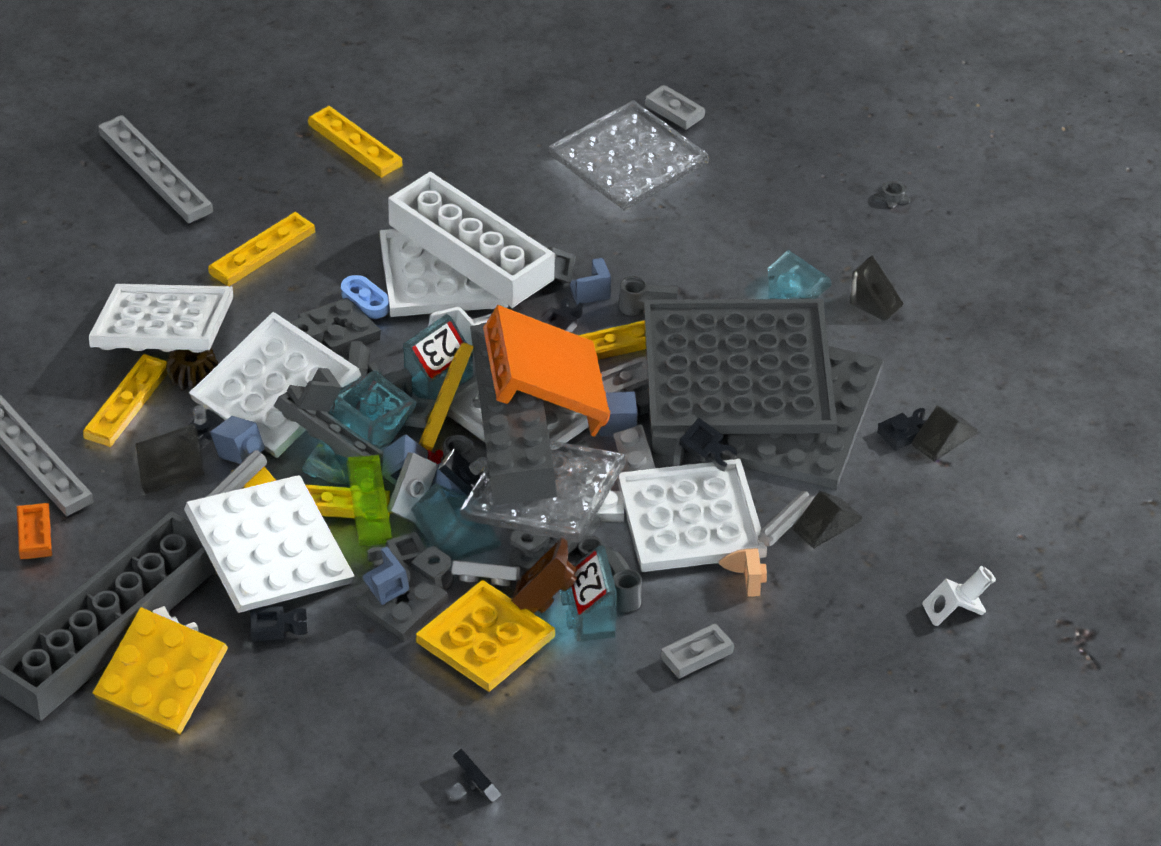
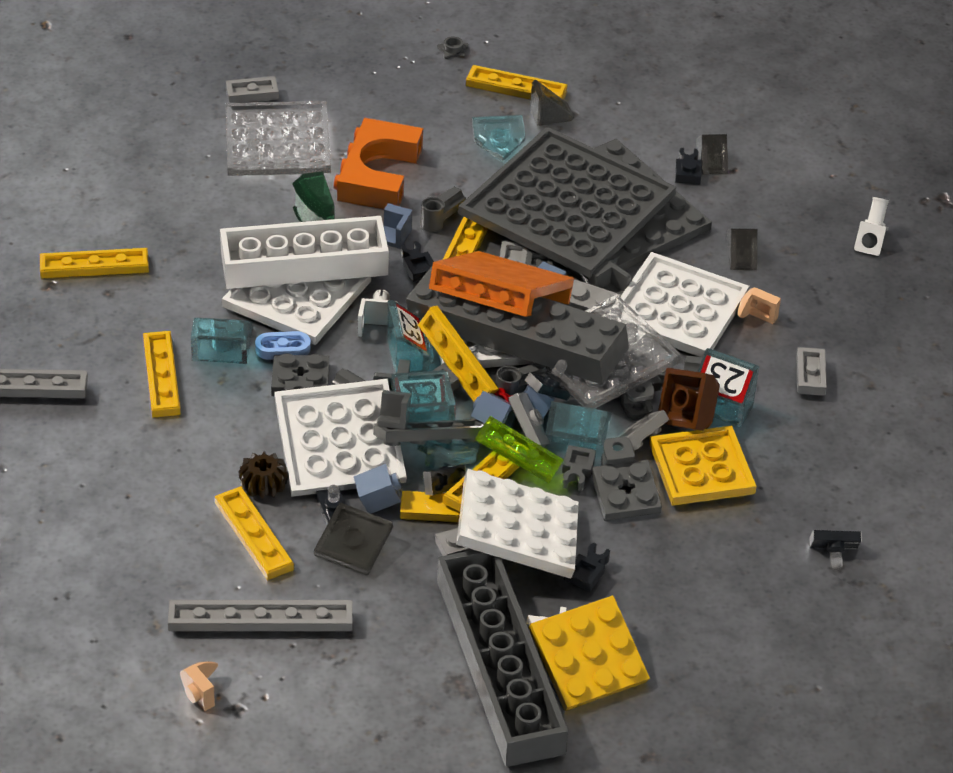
camera: 55 degrees left, 0 degrees up
(34, 531) = (354, 656): orange plate -> none
(161, 317) = (199, 459): white plate -> none
(241, 474) = (421, 519): light grey axle -> none
(282, 467) = (442, 478): none -> black piece
(334, 255) = (221, 340): none -> clear light blue slope
(387, 579) = (613, 478): sand blue panel -> none
(550, 215) = (313, 198): none -> clear green slope
(687, 209) = (375, 141): none -> orange arch
(705, 442) = (631, 255): black plate -> none
(785, 519) = (729, 262): light grey axle -> none
(878, 243) = (509, 83): none -> yellow tile

